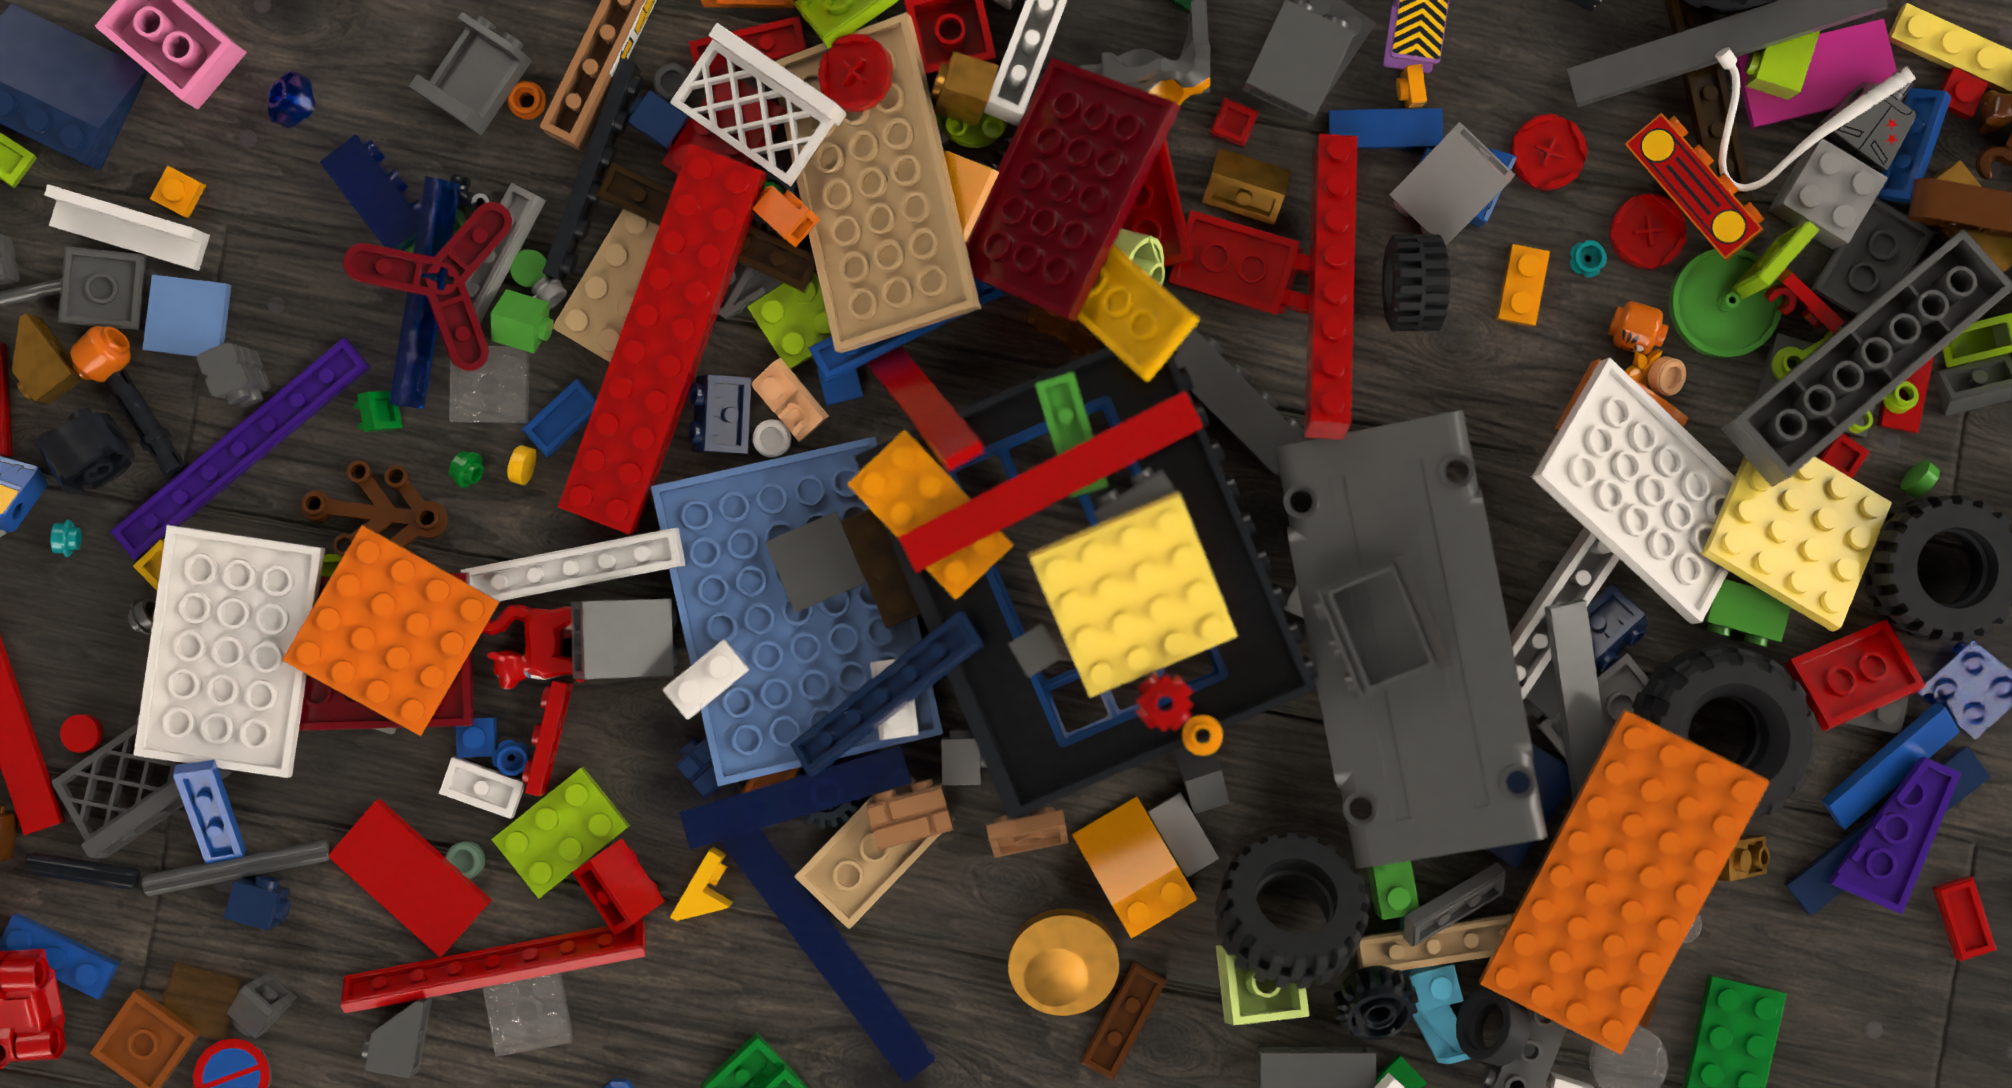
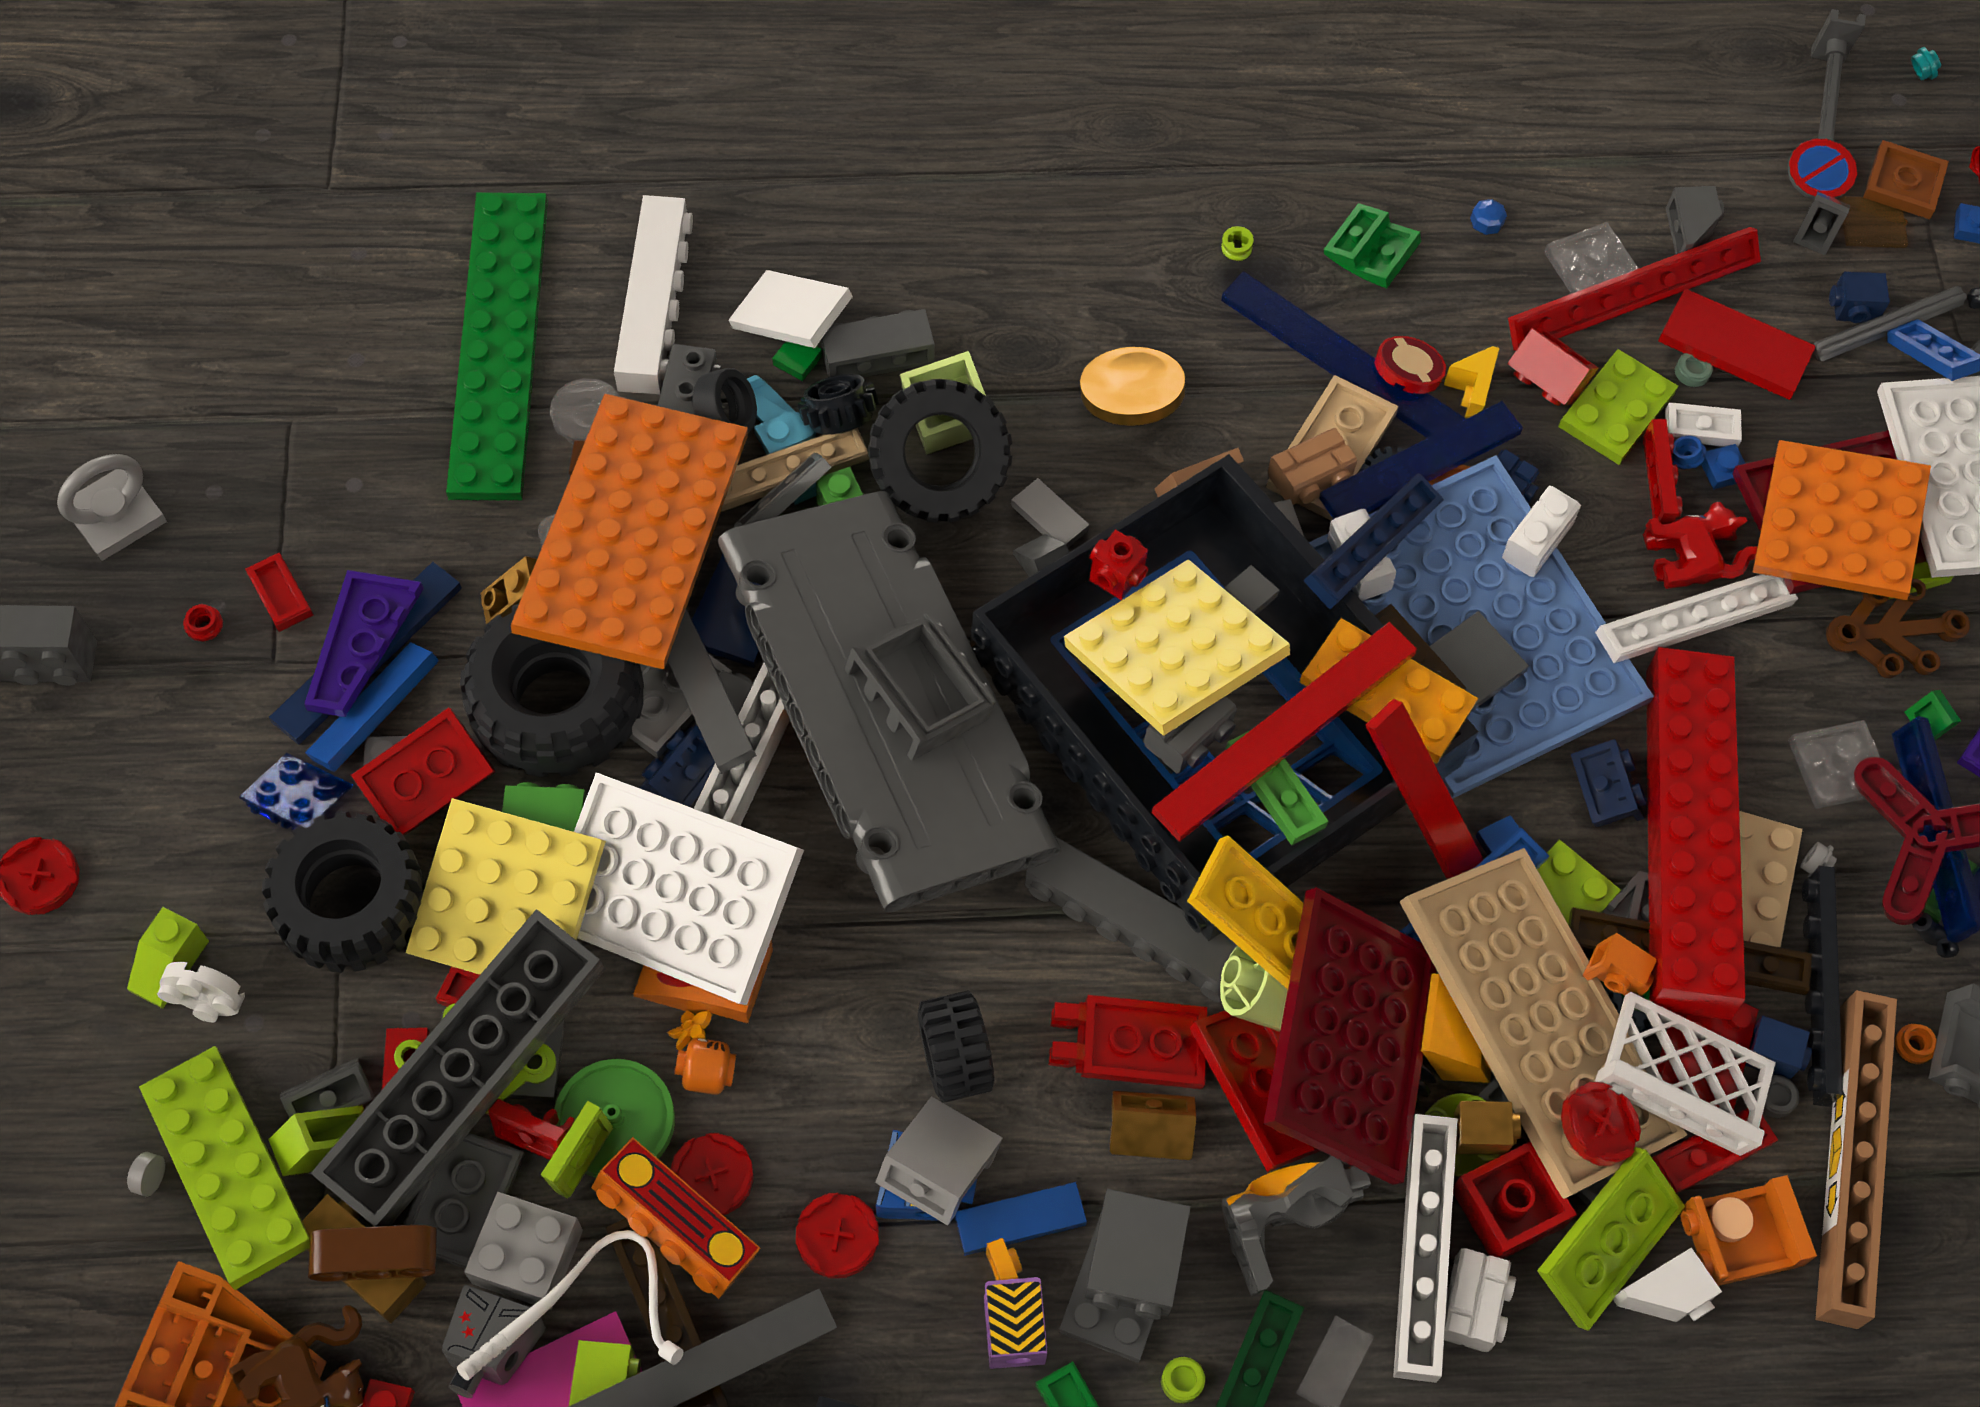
camera: 165 degrees right, 25 degrees down
(466, 469) = (1830, 684): green plate -> none
(491, 273) = (1876, 931): light grey tile -> none
(520, 321) = (1835, 822): bright green brick -> none
(521, 465) = (1779, 698): yellow tile -> none
(528, 268) = (1849, 881): bright green tile -> none
(561, 418) = (1760, 751): blue tile -> none
(623, 638) = (1627, 561): brick -> none
(764, 926) = (1410, 364): none -> tile
(772, 438) = (1550, 777): white tile -> none
(789, 399) = (1547, 812): light nougat plate -> none
(1123, 1020) = (1062, 358): reddish brown tile -> none
(1134, 867) = (1087, 472): light orange slope -> none
(1196, 723) = (1069, 557): light orange plate -> none
(1234, 123) = (1184, 1186): red tile -> none
(1331, 287) = (1046, 1017): red brick -> none
(1522, 285) = (835, 1088): light orange plate -> none
(1597, 255) = (769, 1120): teal plate -> none
(1667, 376) = (665, 1026): light nougat tile -> none
(1917, 147) = (426, 1366): blue plate -> none
(1920, 479) = (379, 980): bright green tile -> none

